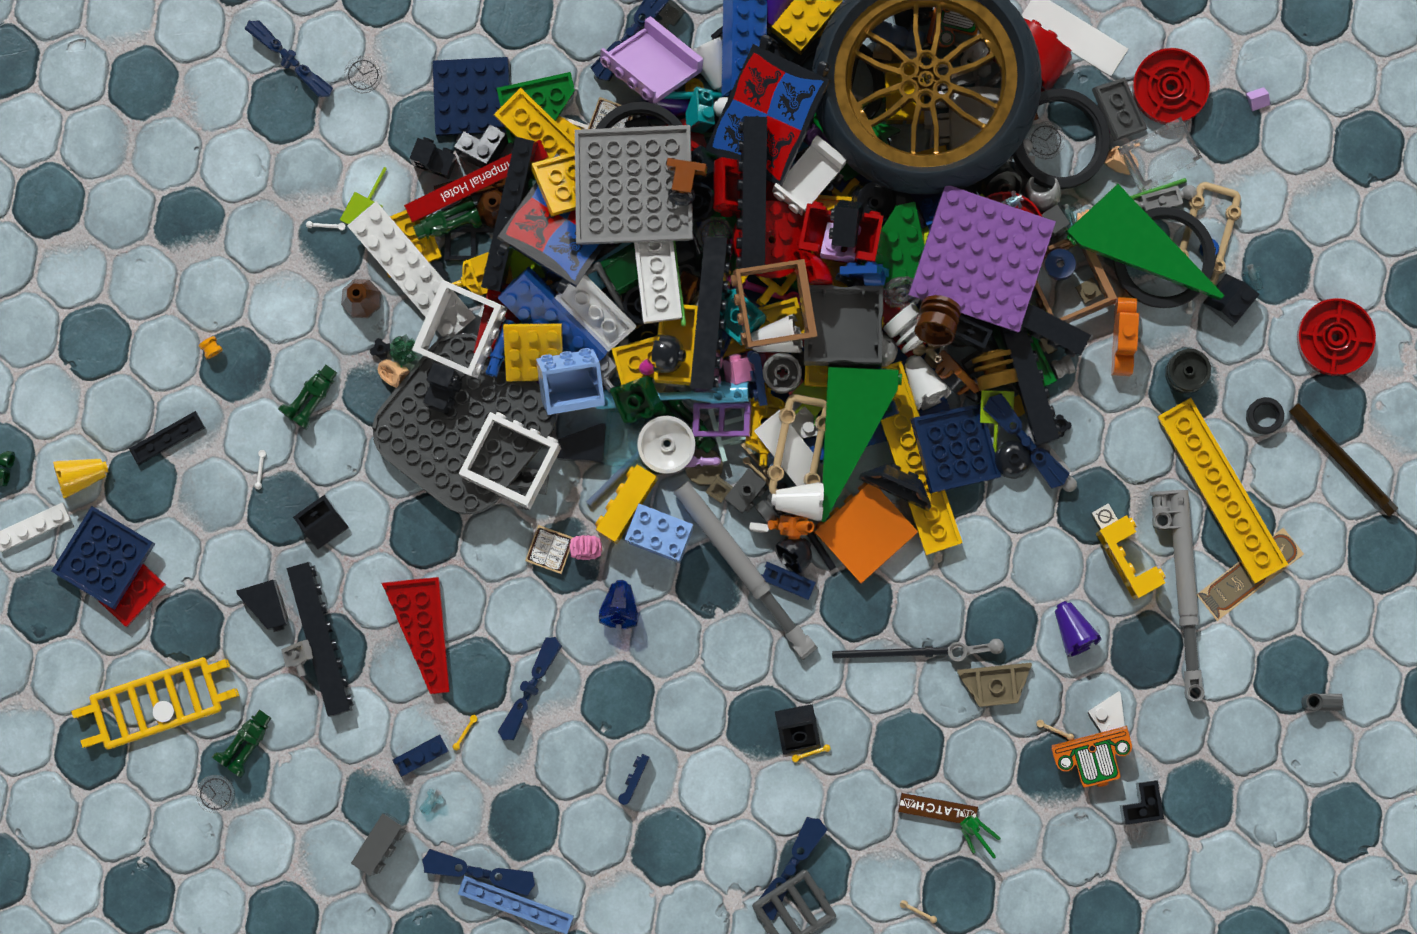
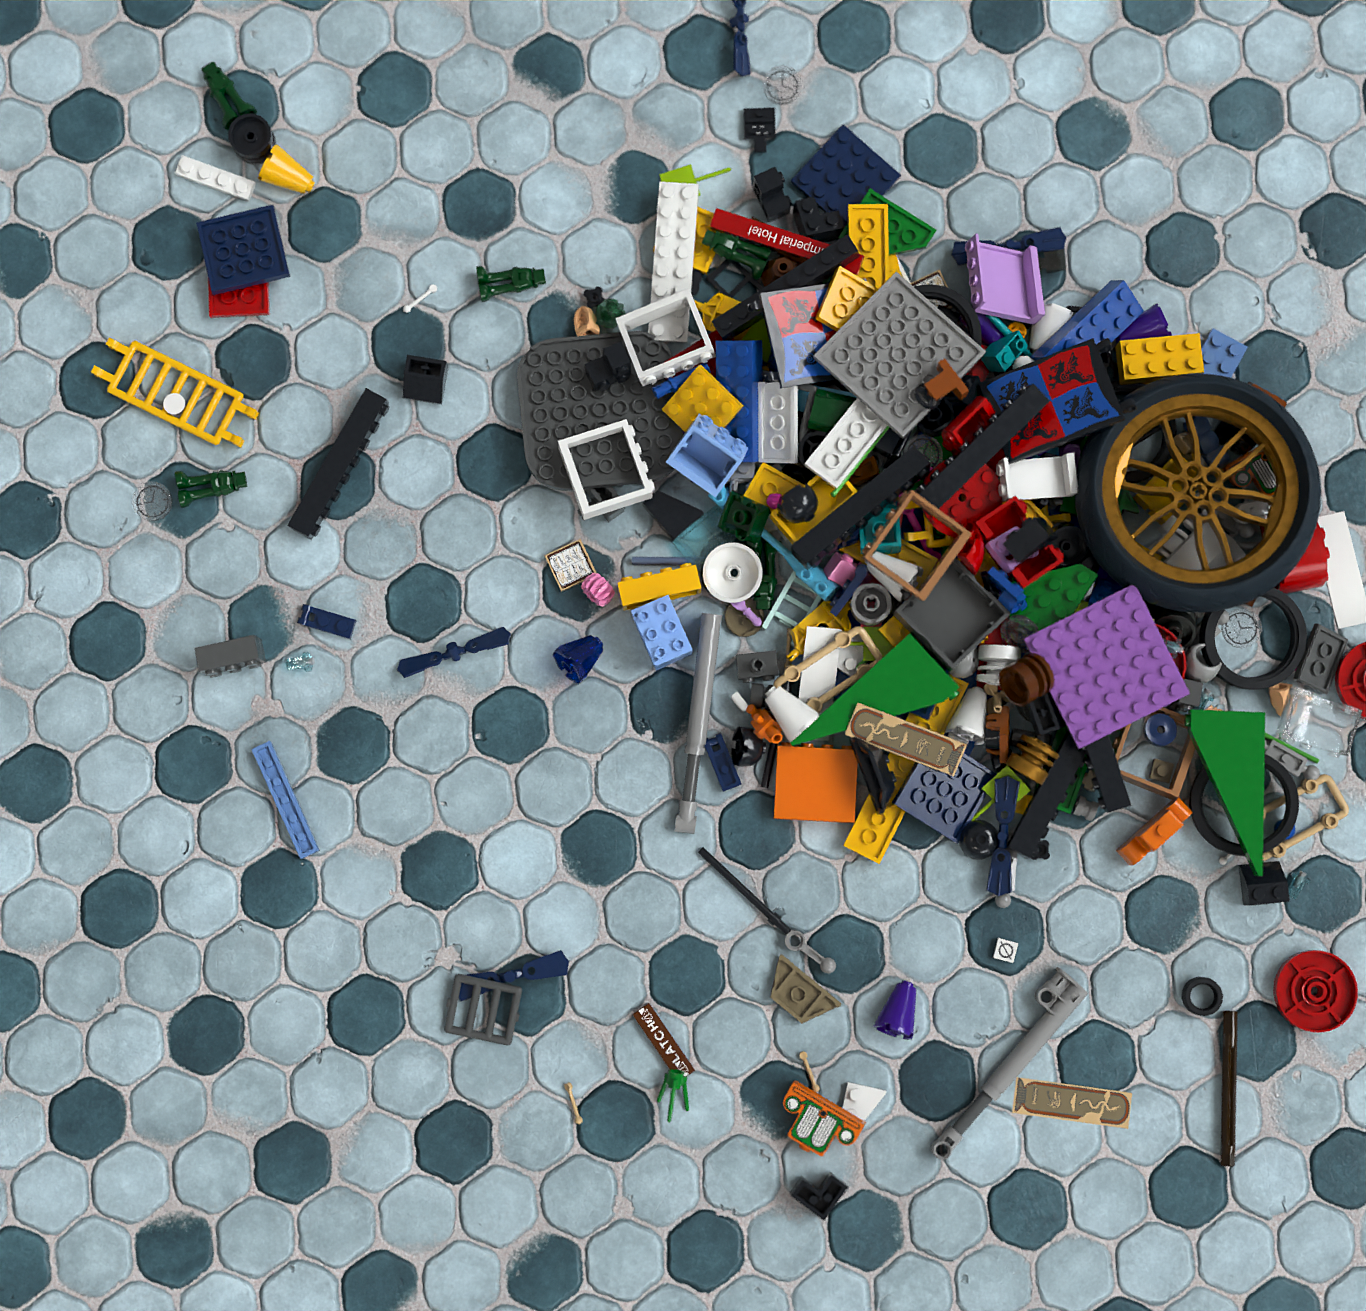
camera: 35 degrees right, 0 degrees up
(21, 479) = (251, 138): none -> black wheel
(167, 438) = (376, 209): black tile -> none
(210, 347) = (472, 174): light orange wheel -> none
(266, 604) = (325, 400): black slope -> none
(297, 655) = (309, 459): light grey plate -> none
(341, 226) = (655, 180): white hinge -> none
(361, 298) = (617, 246): reddish brown cone -> none
(376, 118) = (759, 124): none -> black piece
(420, 616) = (426, 522): red wing -> none
(444, 864) = (264, 719): dark blue piece -> none
(456, 746) = (391, 633): yellow hinge -> none
(633, 780) = (462, 794): dark blue plate -> none
(719, 489) = (738, 644): dark tan plate -> none
(721, 433) = (782, 603): medium lavender window -> none
(747, 461) = (780, 644): tan hinge -> none
(795, 758) = (627, 914): yellow hinge -> none
(797, 729) = (619, 878): black slope -> none
(897, 441) = (906, 739): none -> sticker
(1136, 585) = (978, 1026): yellow plate -> none
(1182, 361) = (1165, 904): pearl dark grey wheel -> none
(1222, 490) = (1113, 1020): yellow plate -> none
(1324, 702) = (1032, 1254): dark grey piece -> none

